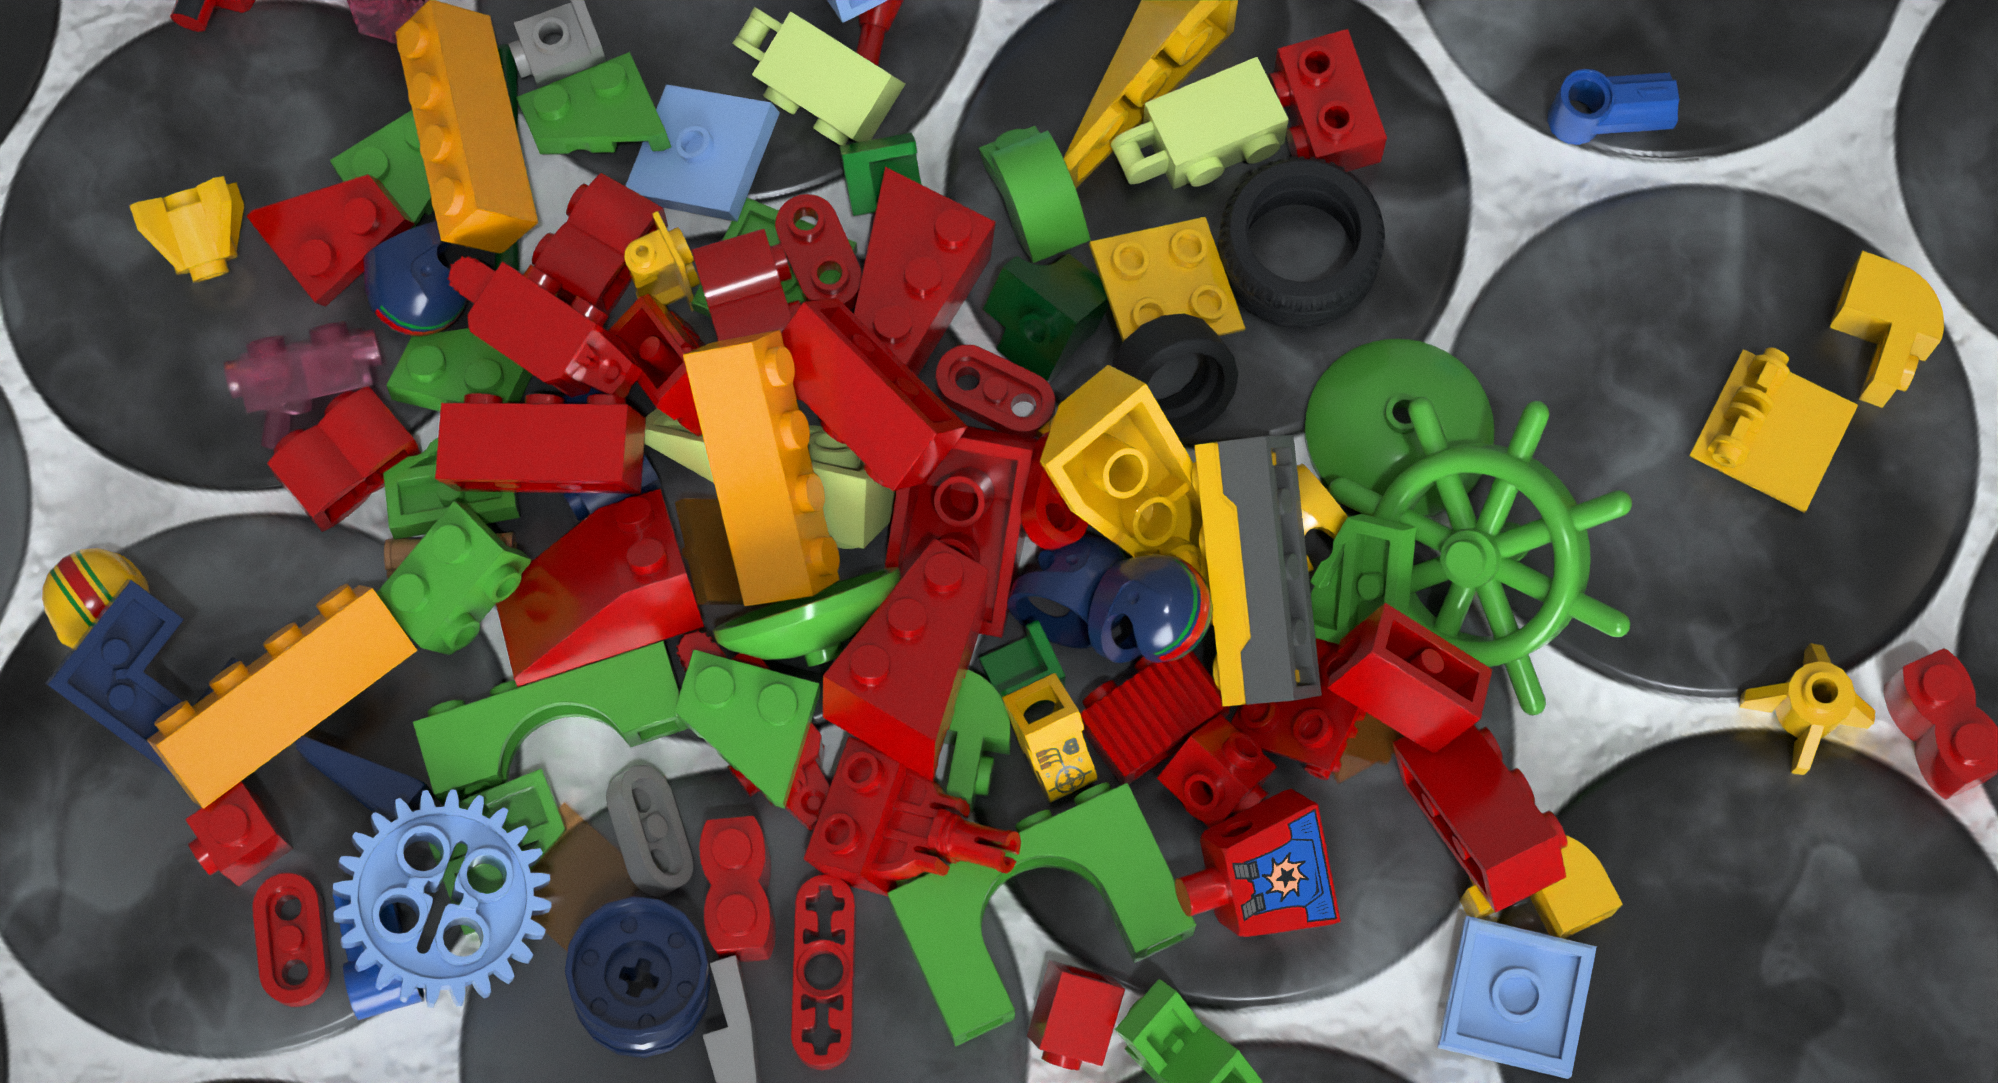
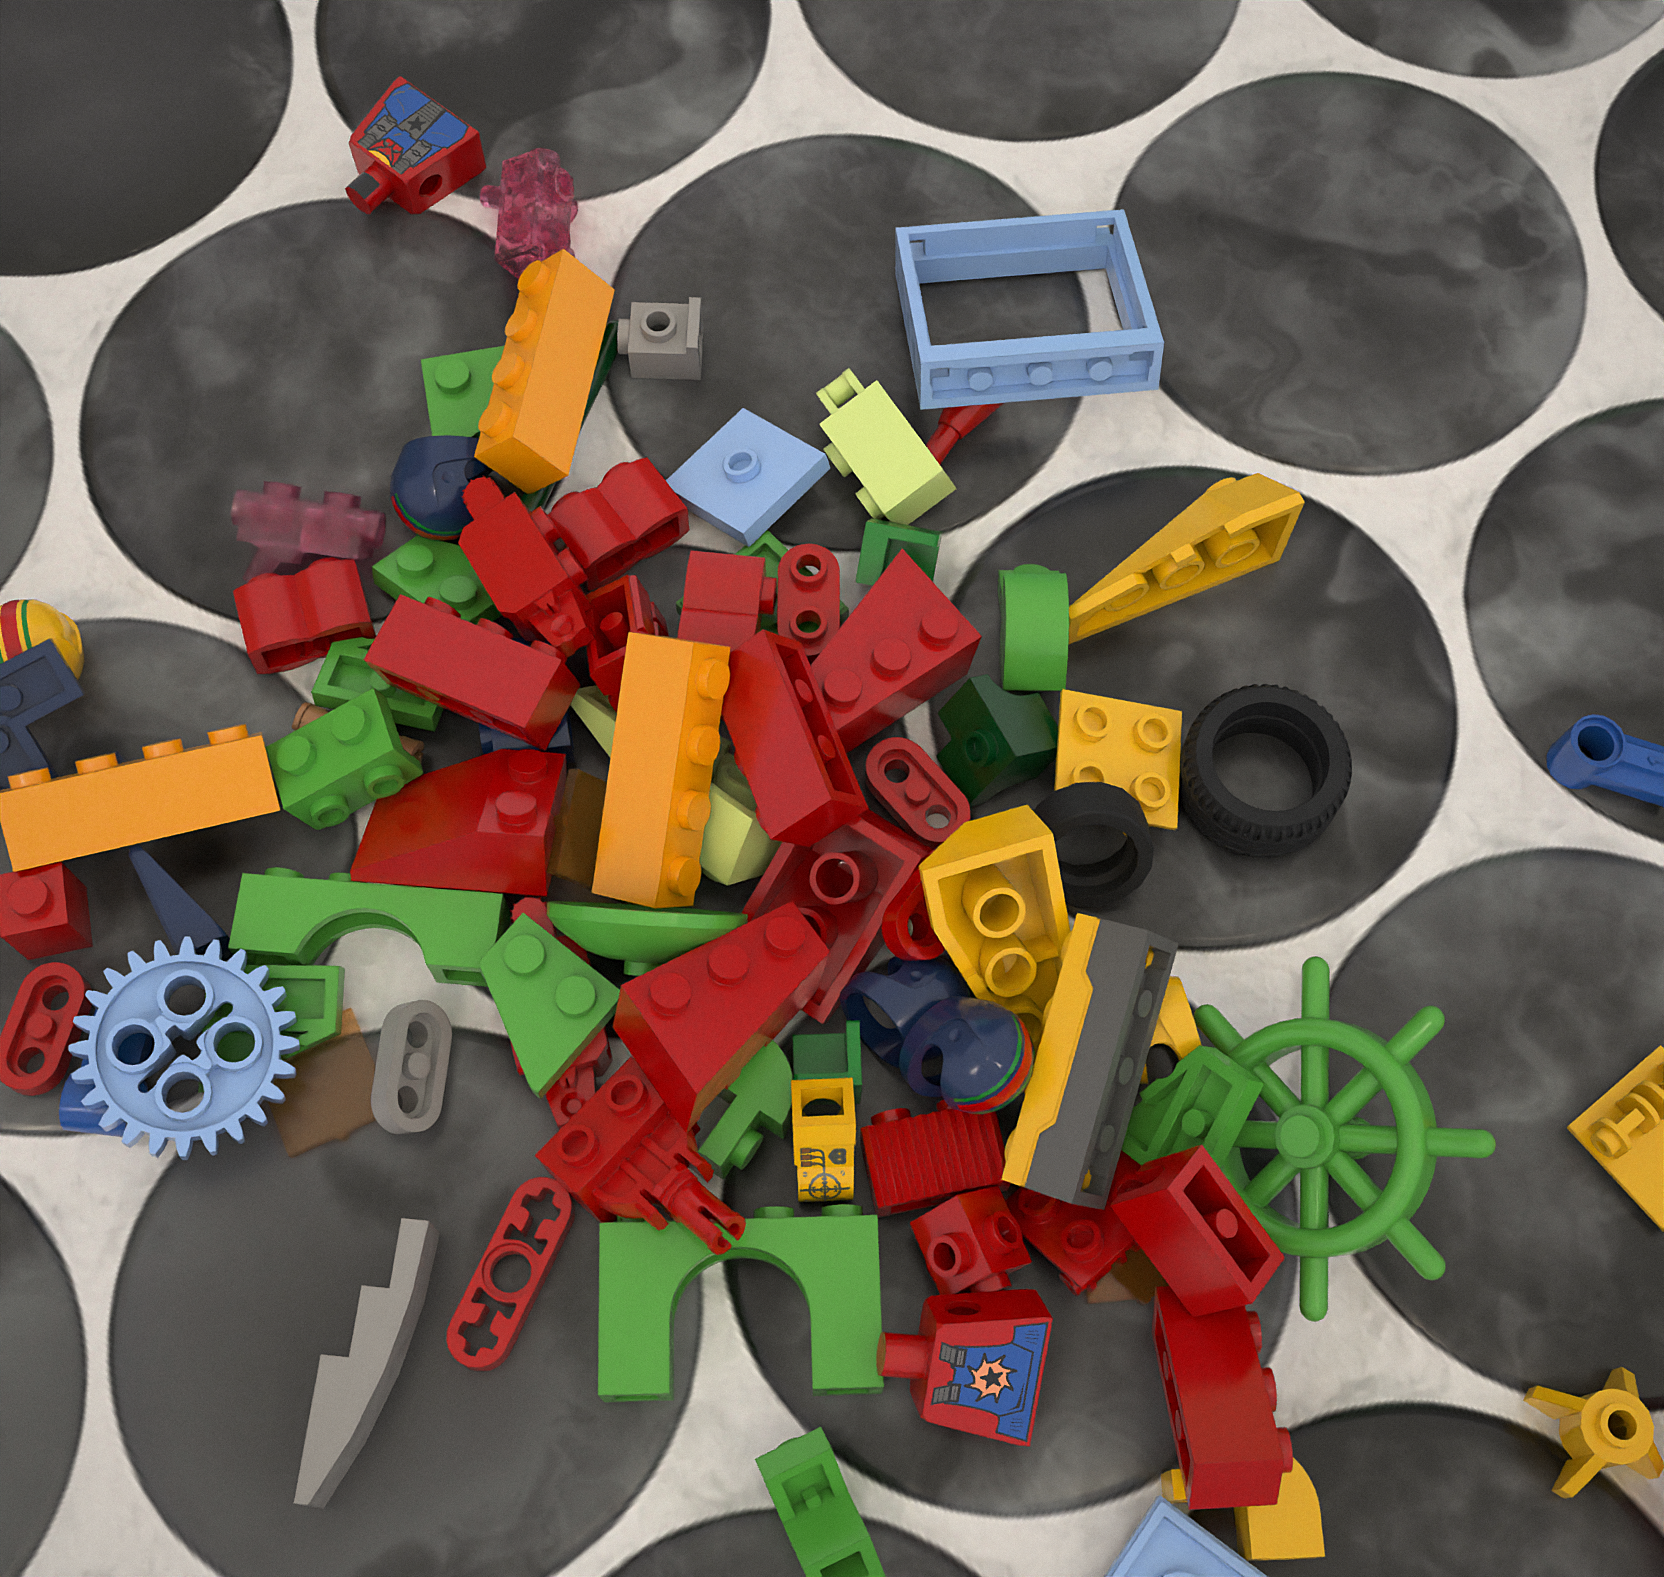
camera: 20 degrees right, 5 degrees down
(194, 227) = (275, 367): yellow brick -> none
(330, 232) = (384, 414): red wing -> none
(594, 111) = (668, 405): bright green wing -> none
(617, 947) = (304, 1171): dark blue wheel -> none
(662, 265) = (659, 555): yellow hinge -> none
(739, 873) = (473, 1141): red brick -> none
(1075, 1015) = (727, 1425): red brick -> none
(1205, 128) = (1216, 632): yellowish green brick -> none
(1328, 102) = (1342, 653): red brick -> none
(1353, 424) = (1245, 974): bright green dish -> none

